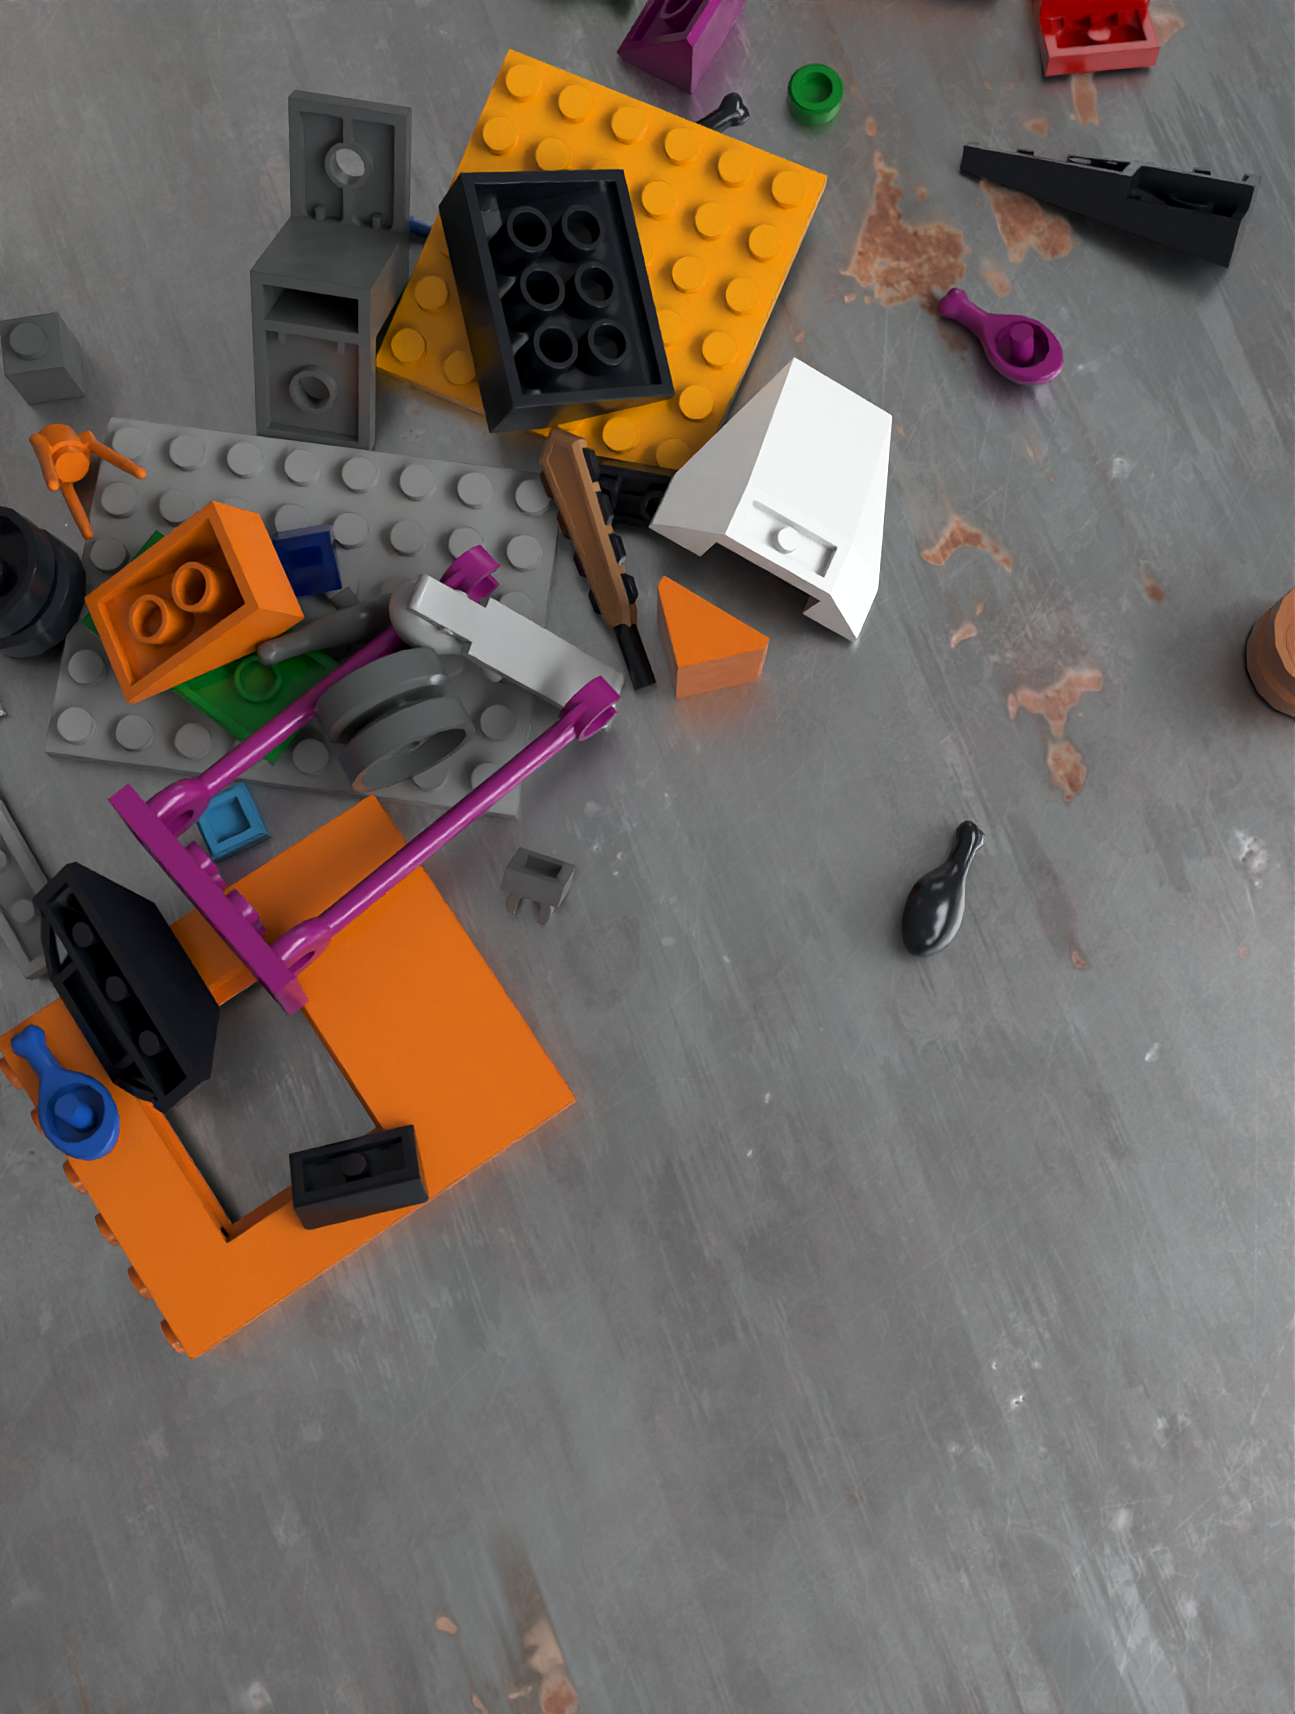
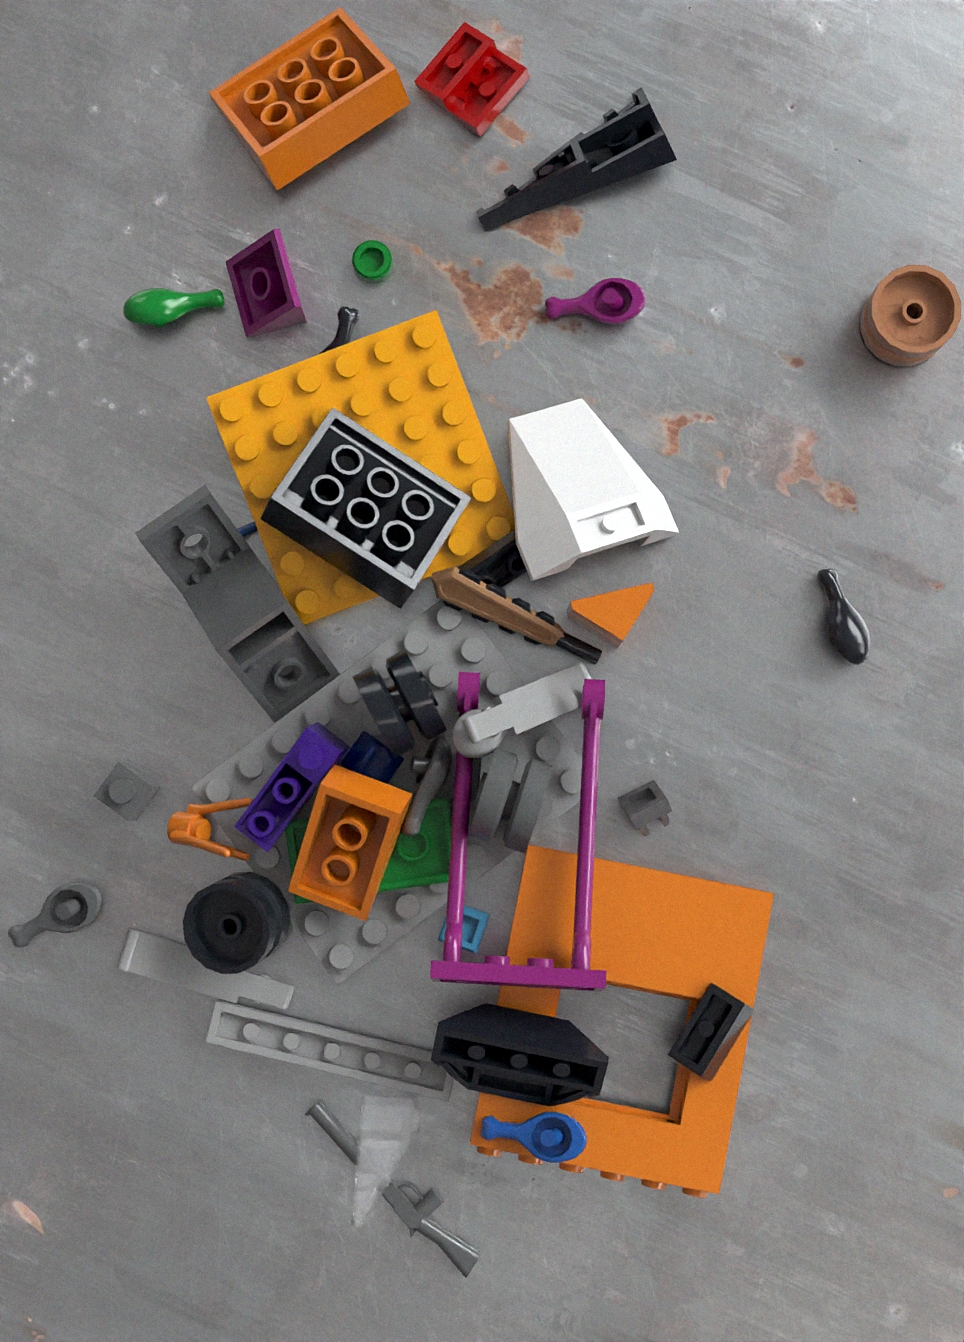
camera: 45 degrees left, 5 degrees up
(165, 496) = (291, 785): none -> dark purple slope
(383, 513) = (404, 701): none -> black wheel

